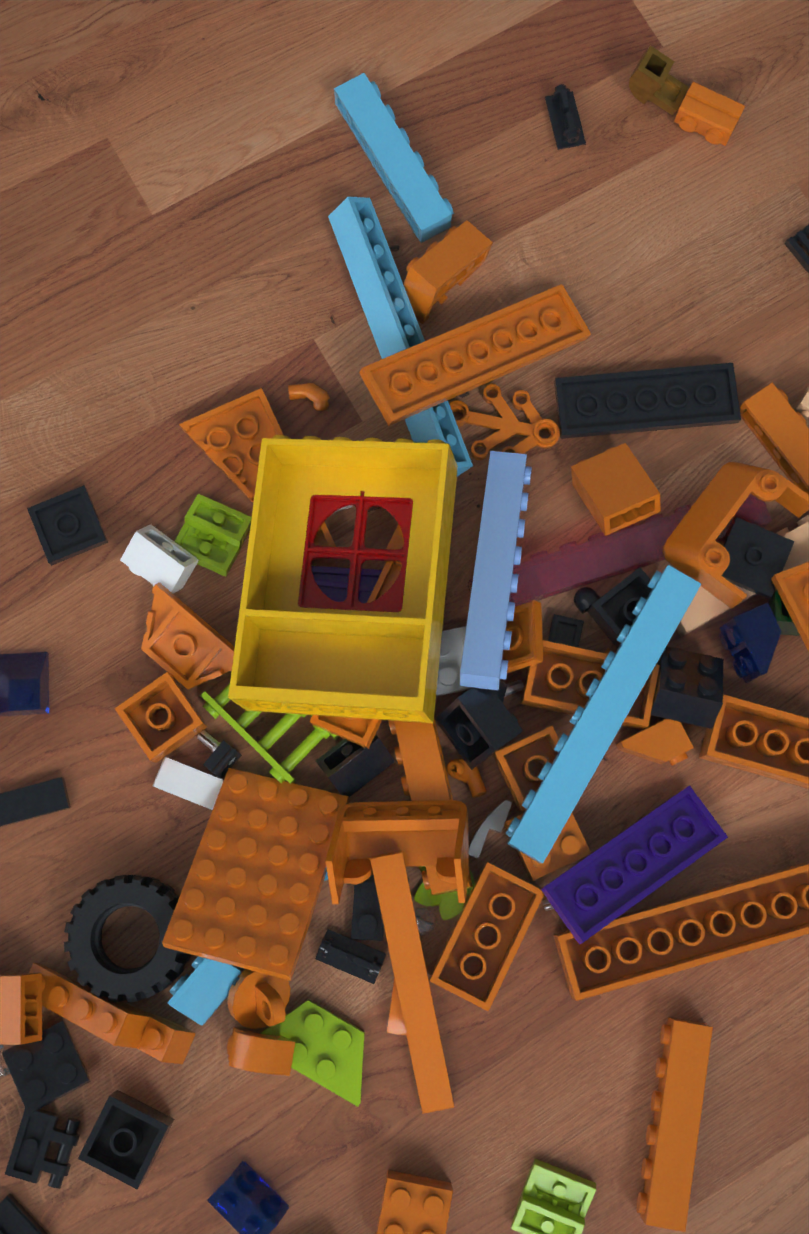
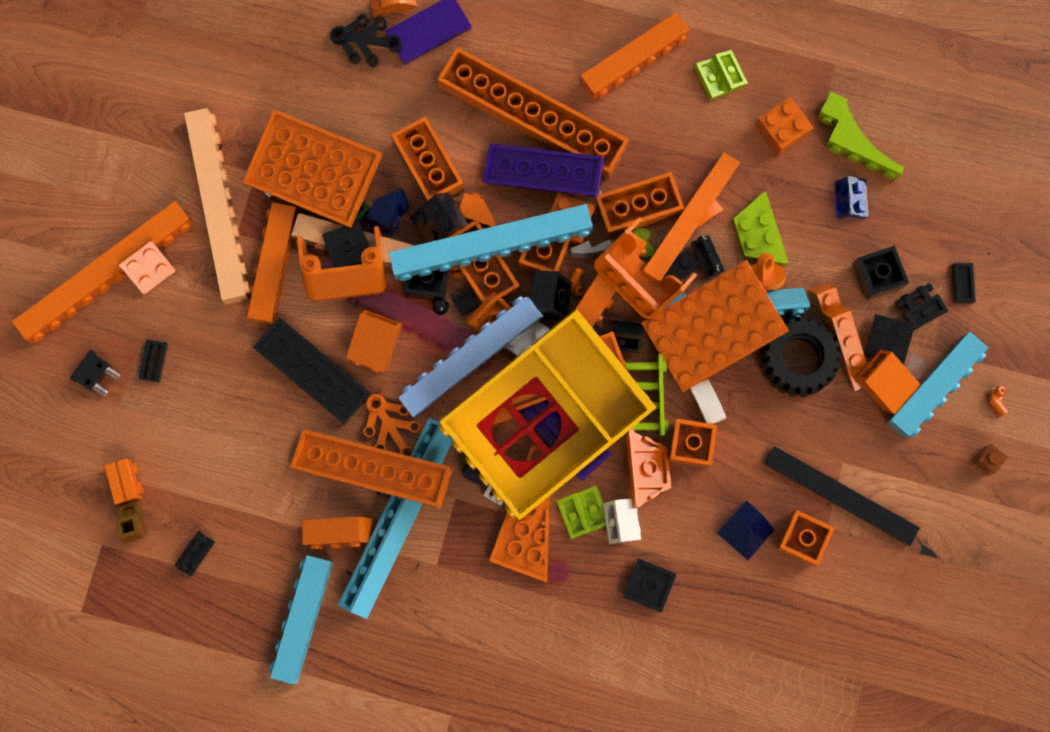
camera: 130 degrees left, 0 degrees up
(177, 450) = (559, 571): none -> clear pink plate
(222, 757) = (679, 400): black piece -> none
(260, 1052) = (789, 251): orange brick -> none
(312, 392) = (465, 535): orange arm -> none

